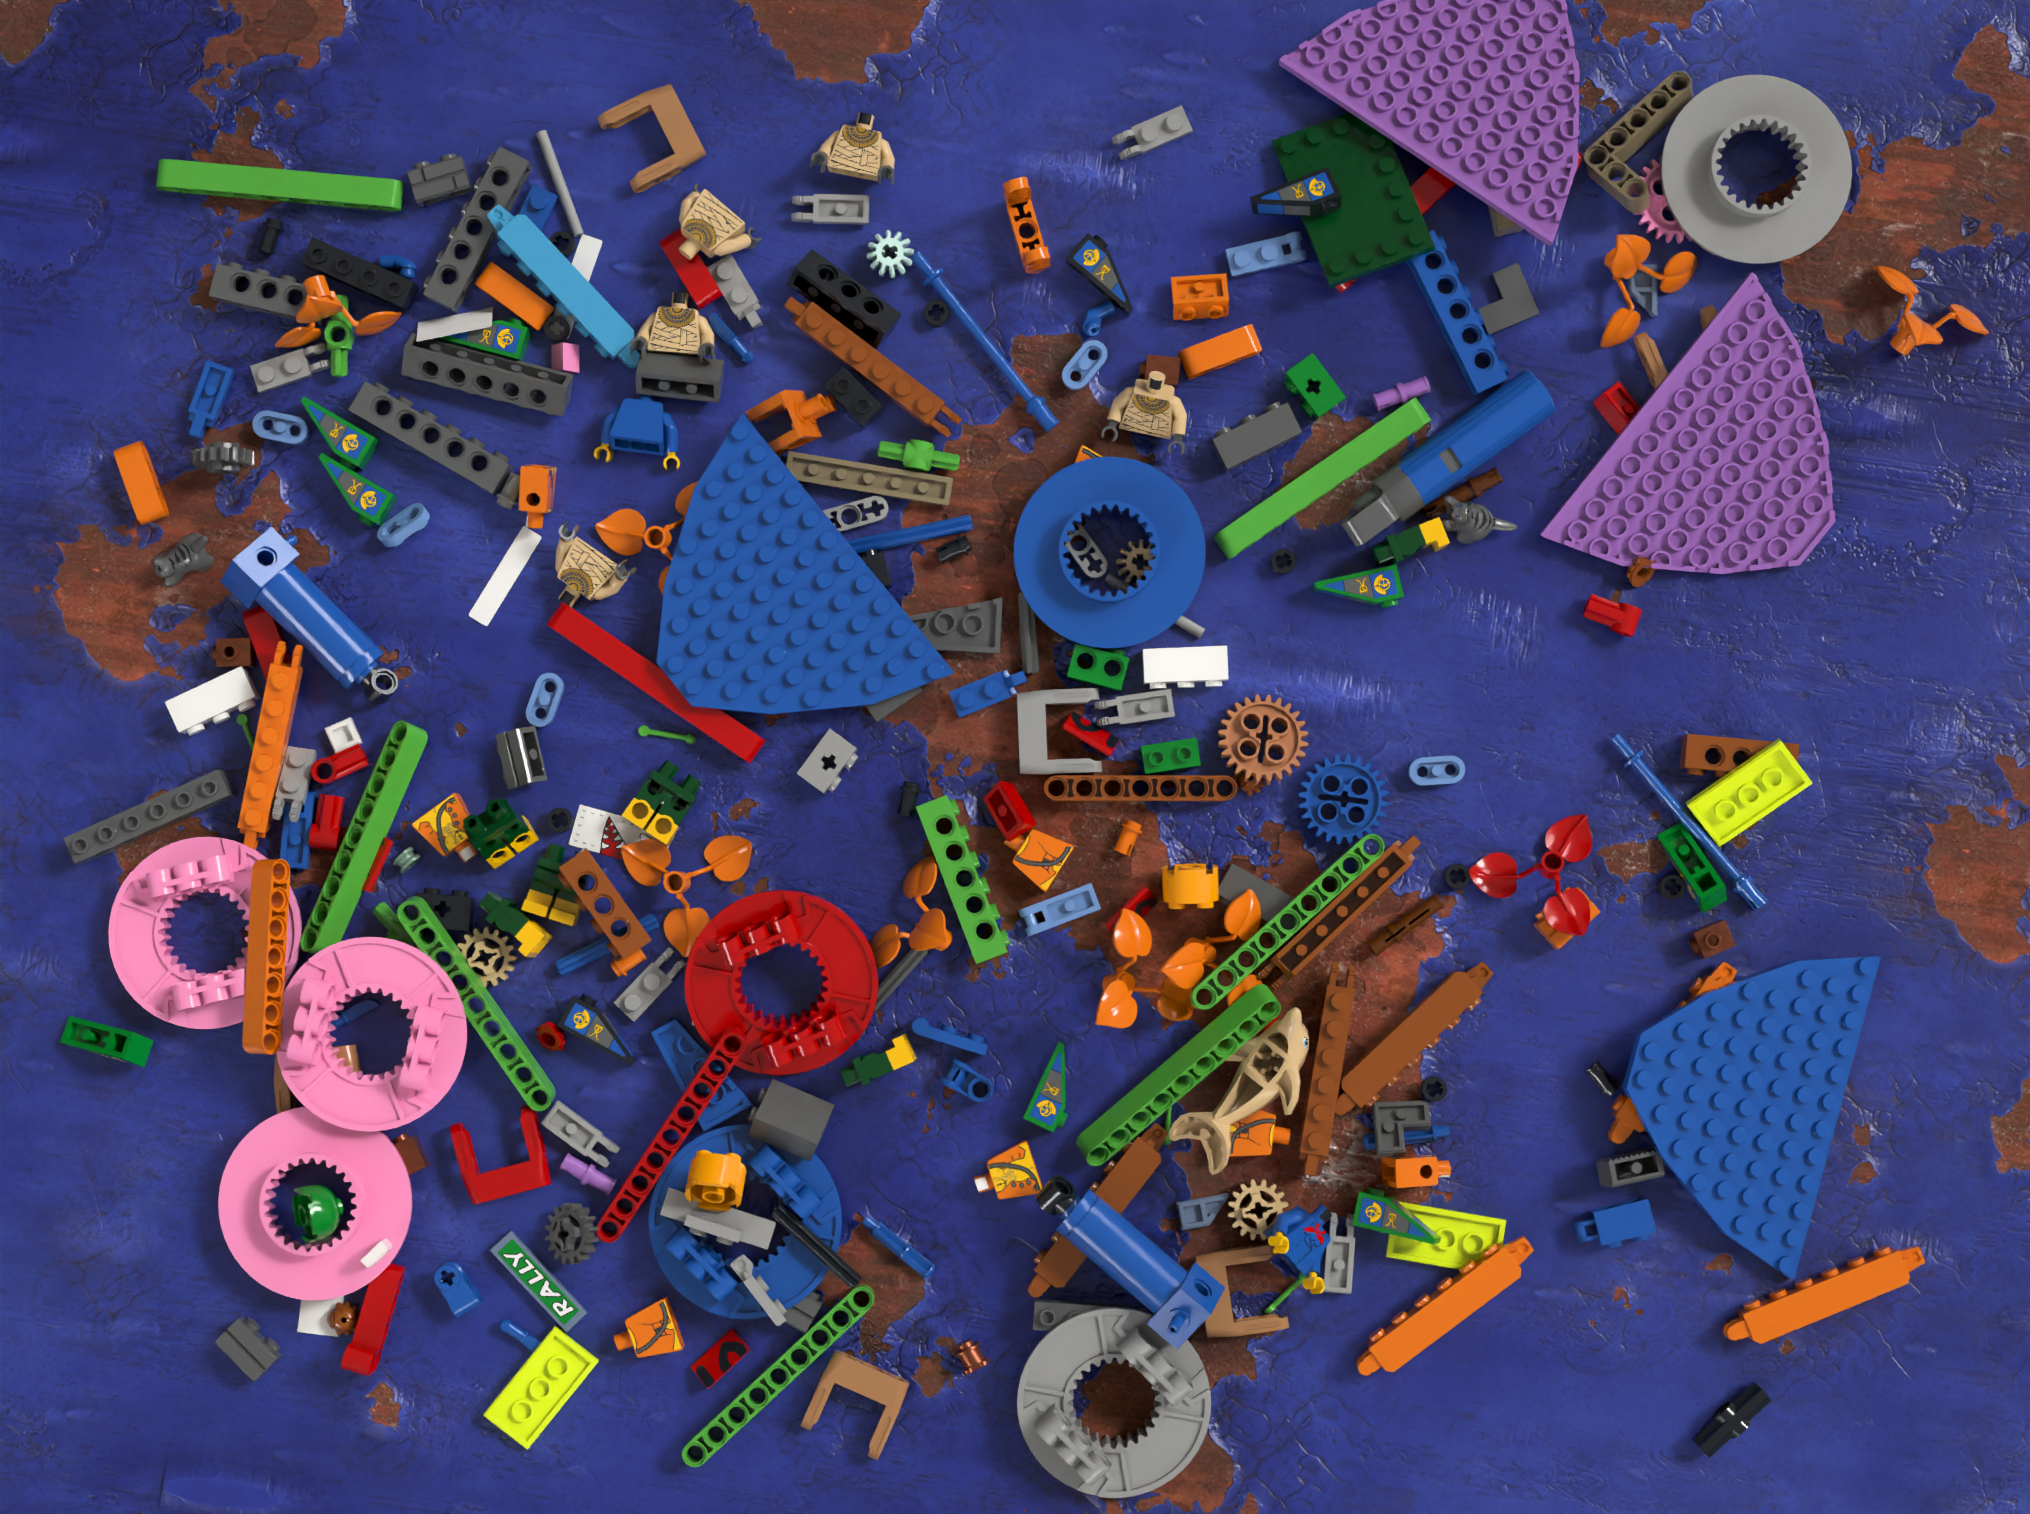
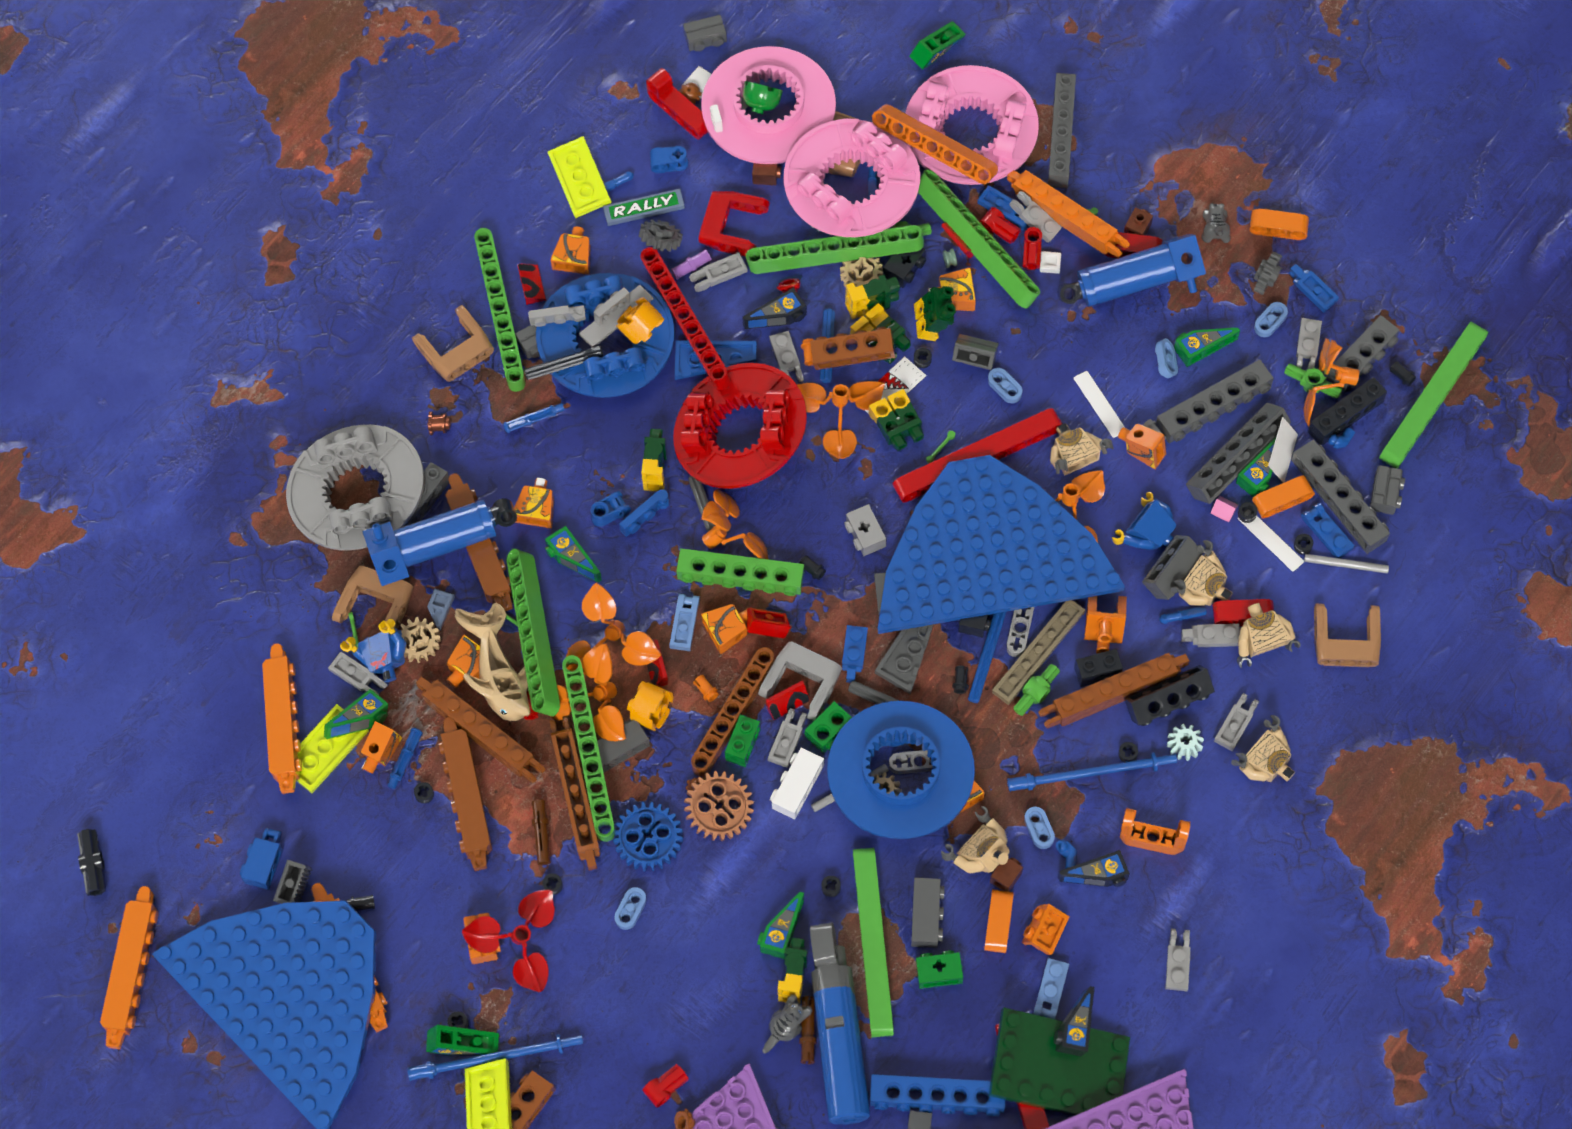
camera: 120 degrees right, 20 degrees down
(213, 701) = (1114, 197): white brick -> none
(345, 439) = (1246, 350): slope -> none
(565, 284) = (1274, 527): dark azure hinge -> none
(790, 1119) = (651, 390): dark grey brick -> none
(1393, 1119) = (420, 752): dark grey tile -> none
(1401, 393) = (901, 1027): medium lavender pin -> none
(1711, 939) = (406, 1026): copper brick -> none

